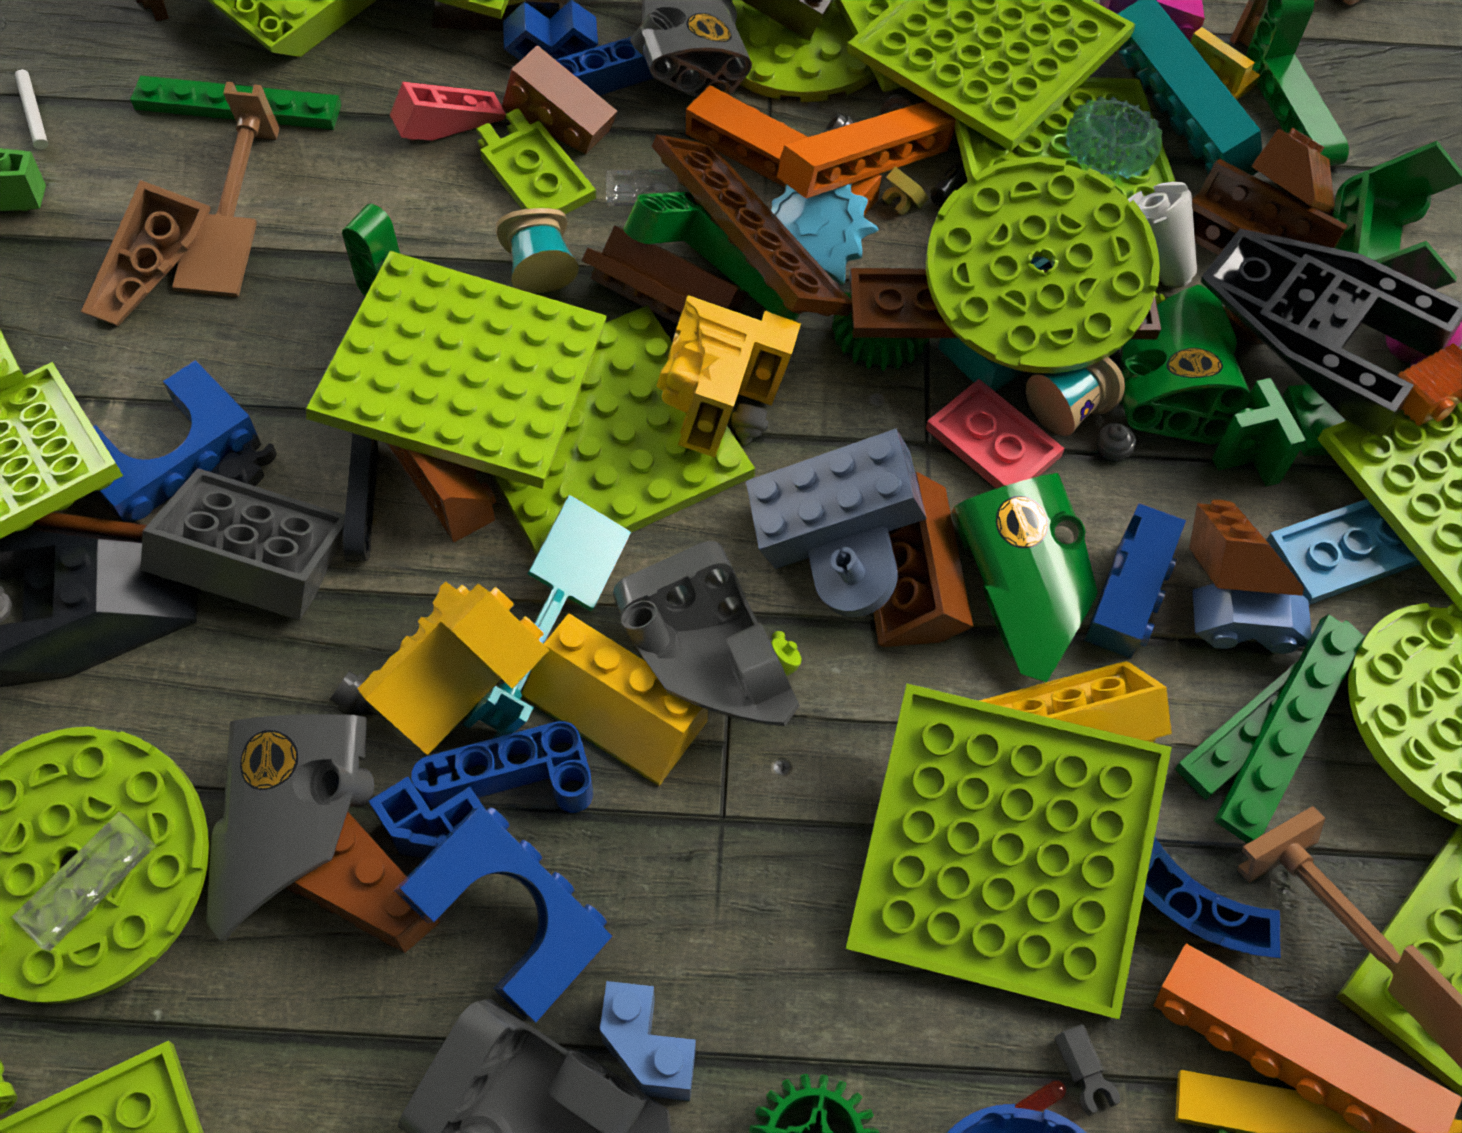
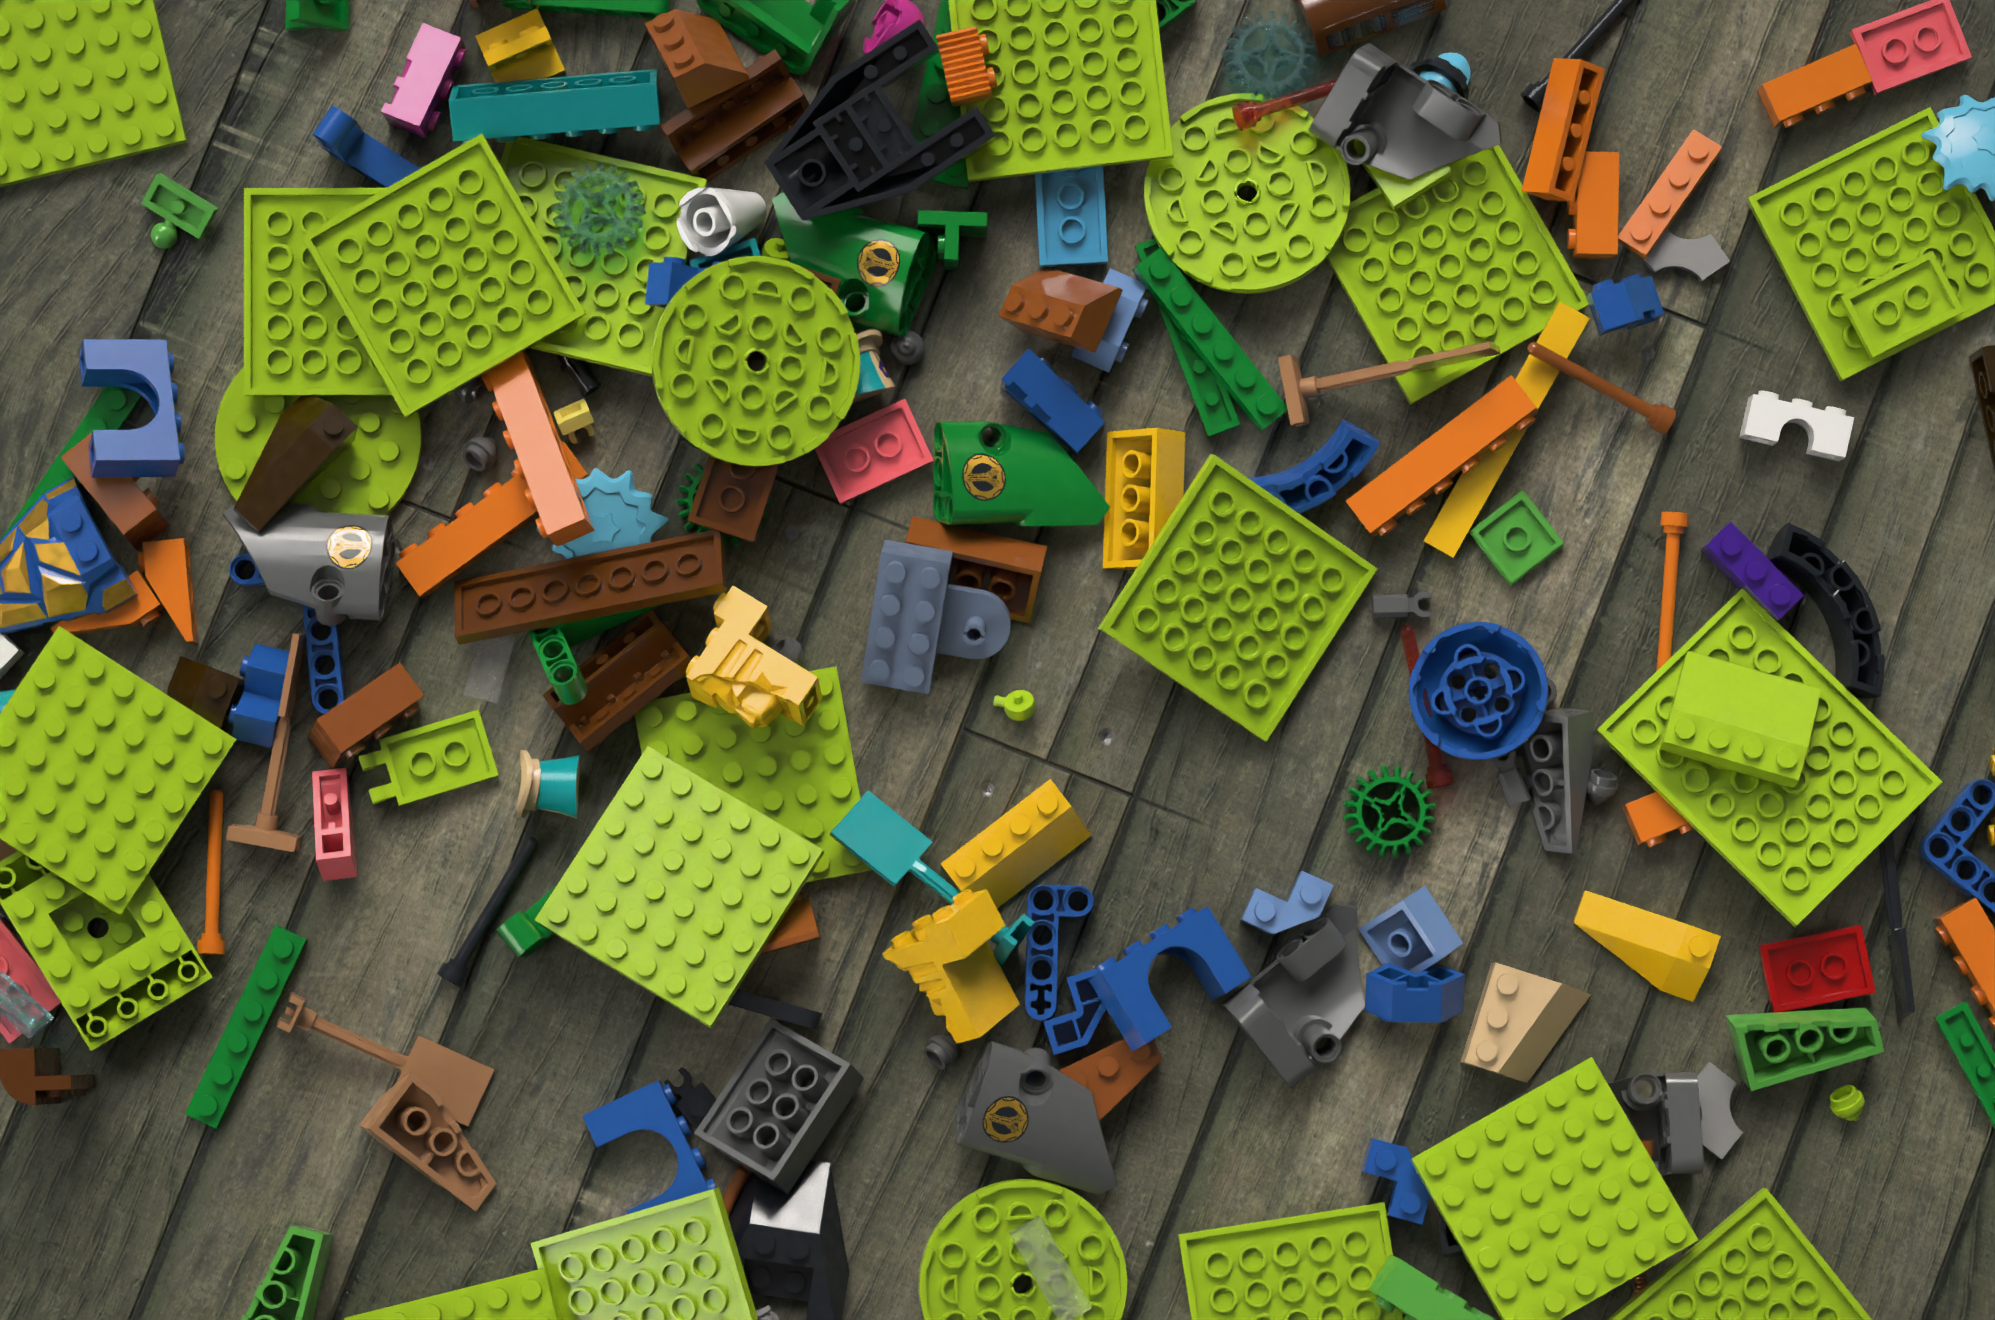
camera: 75 degrees left, 25 degrees up
(31, 109) = (191, 1227): white bar -> none
(312, 57) = (211, 941): none -> orange piece
(329, 234) = (455, 968): none -> black piece
(556, 36) = (265, 831): none -> medium nougat piece
(703, 637) = (1000, 762): dark grey panel -> none

